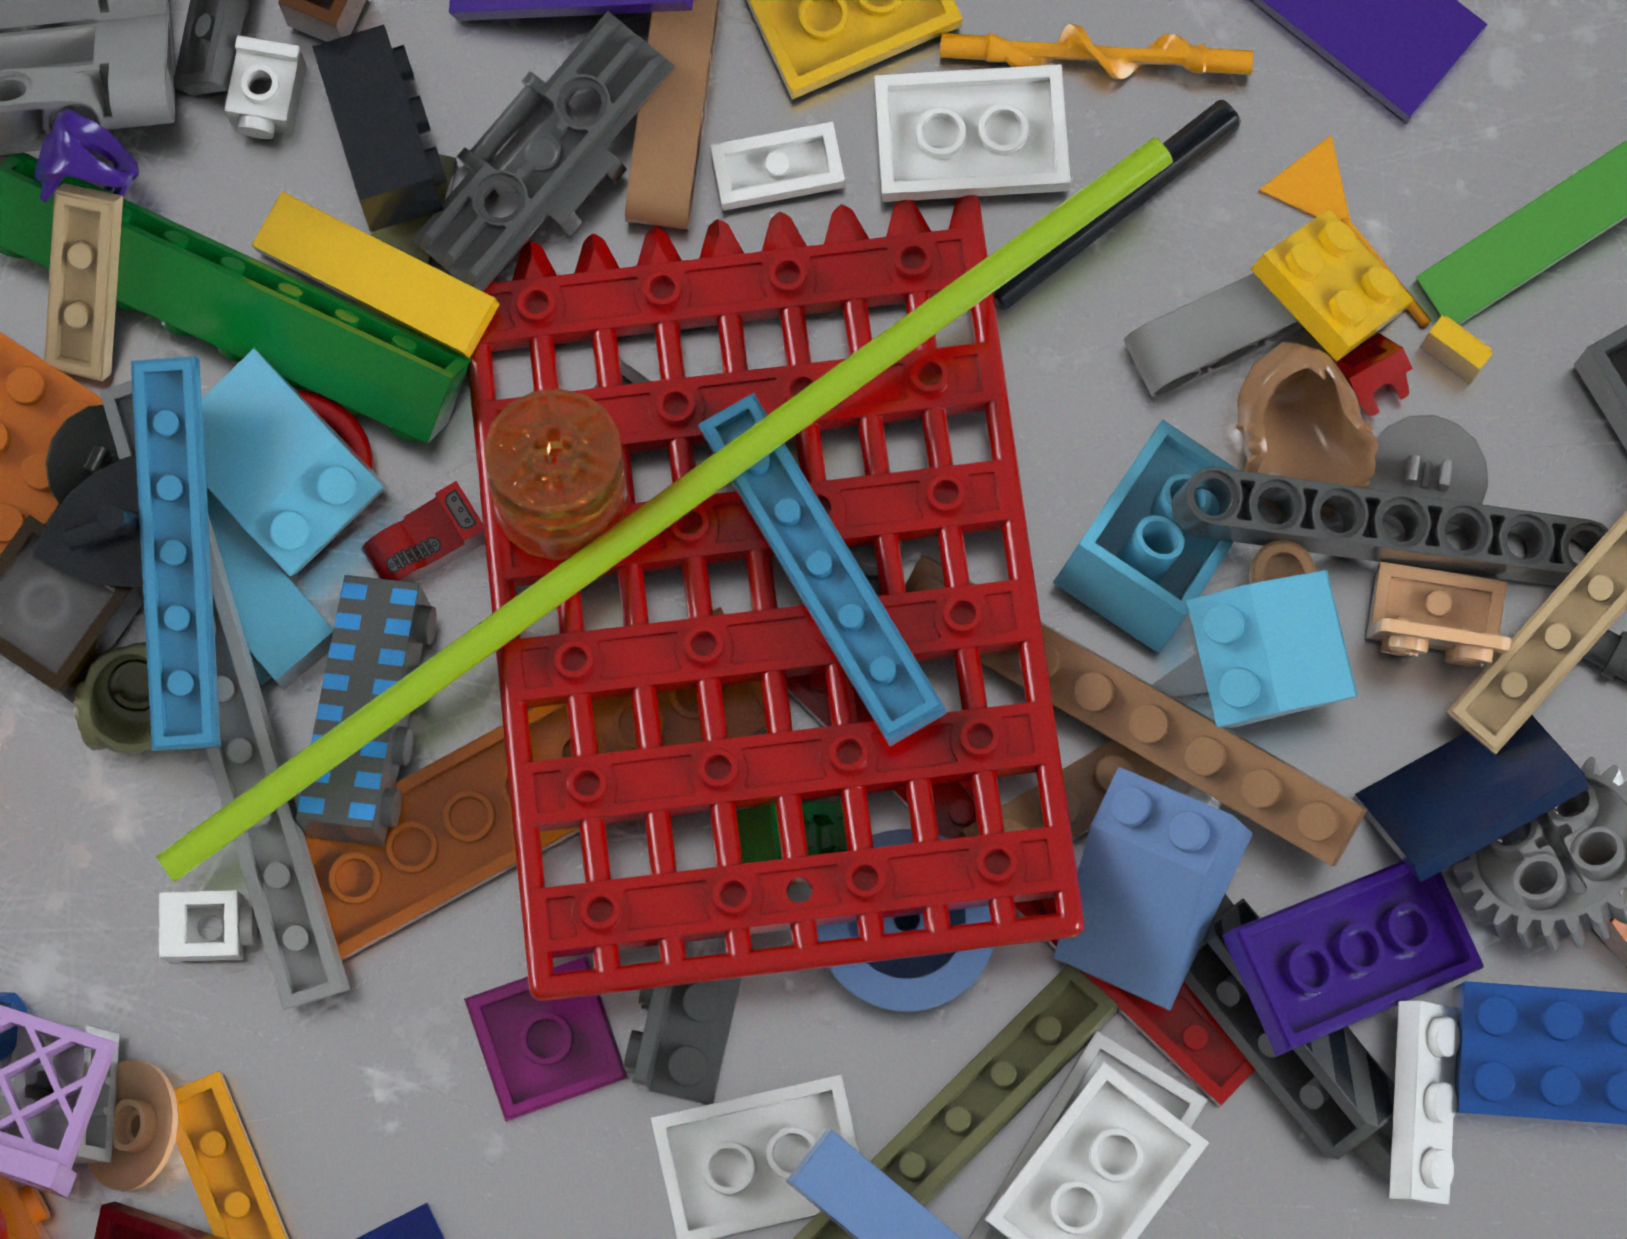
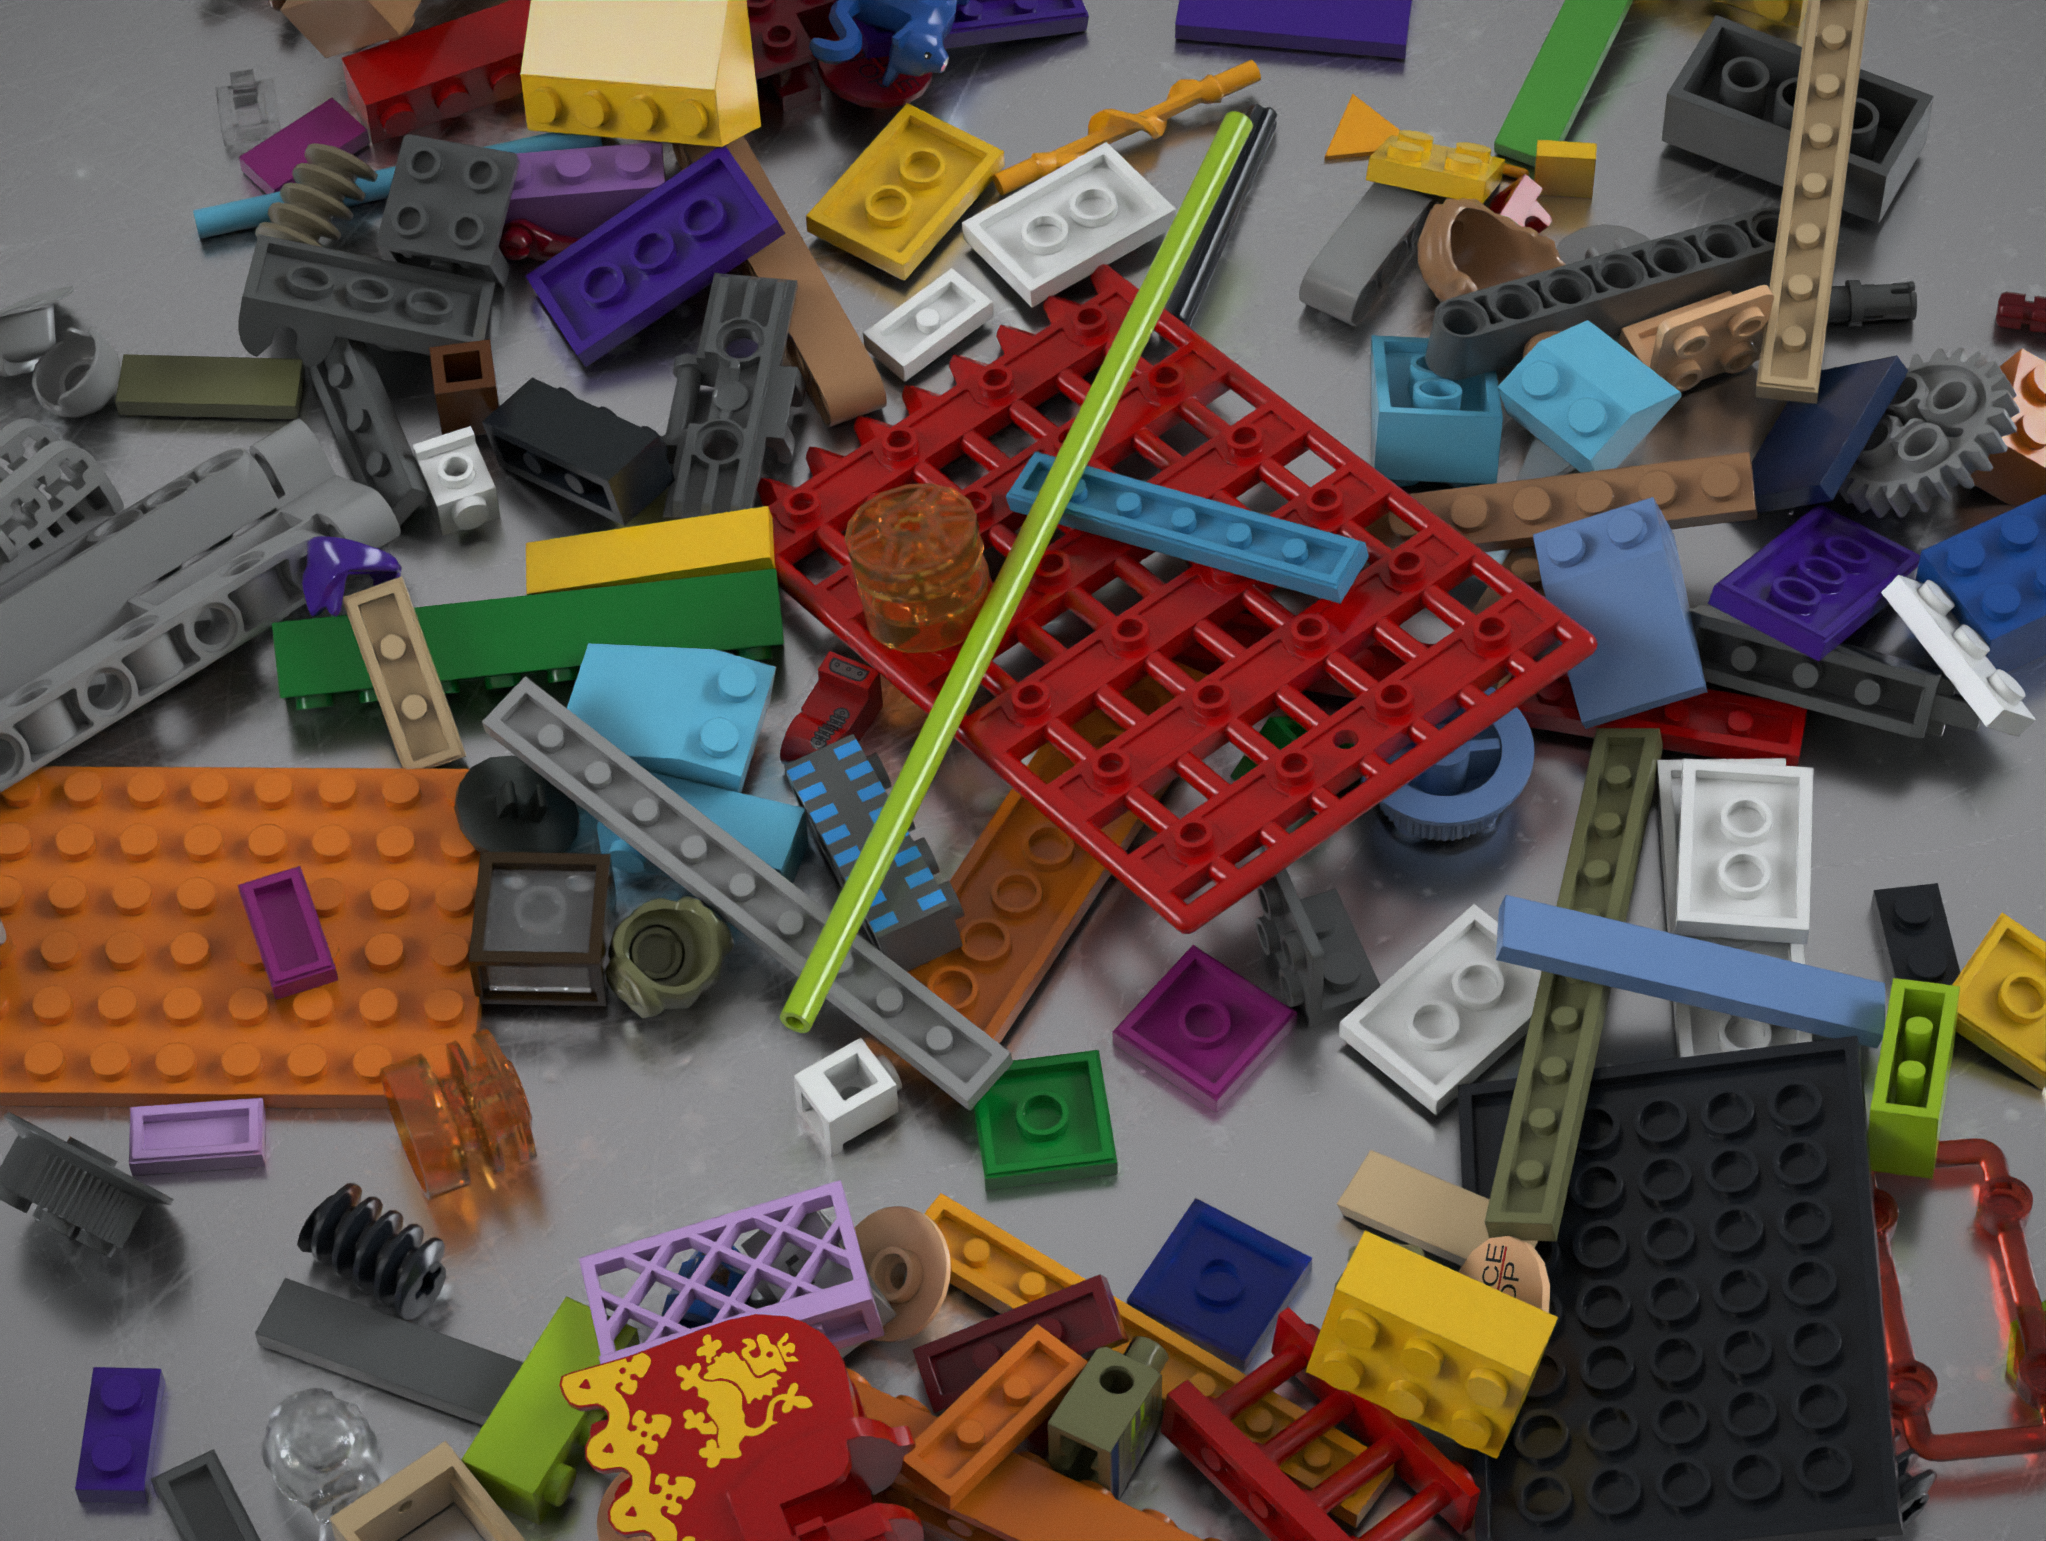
camera: 30 degrees left, 25 degrees down
(98, 529) = (568, 813): black shield -> none
(175, 553) = (636, 798): dark azure tile -> none
(358, 1047) = (1046, 1123): none -> green tile

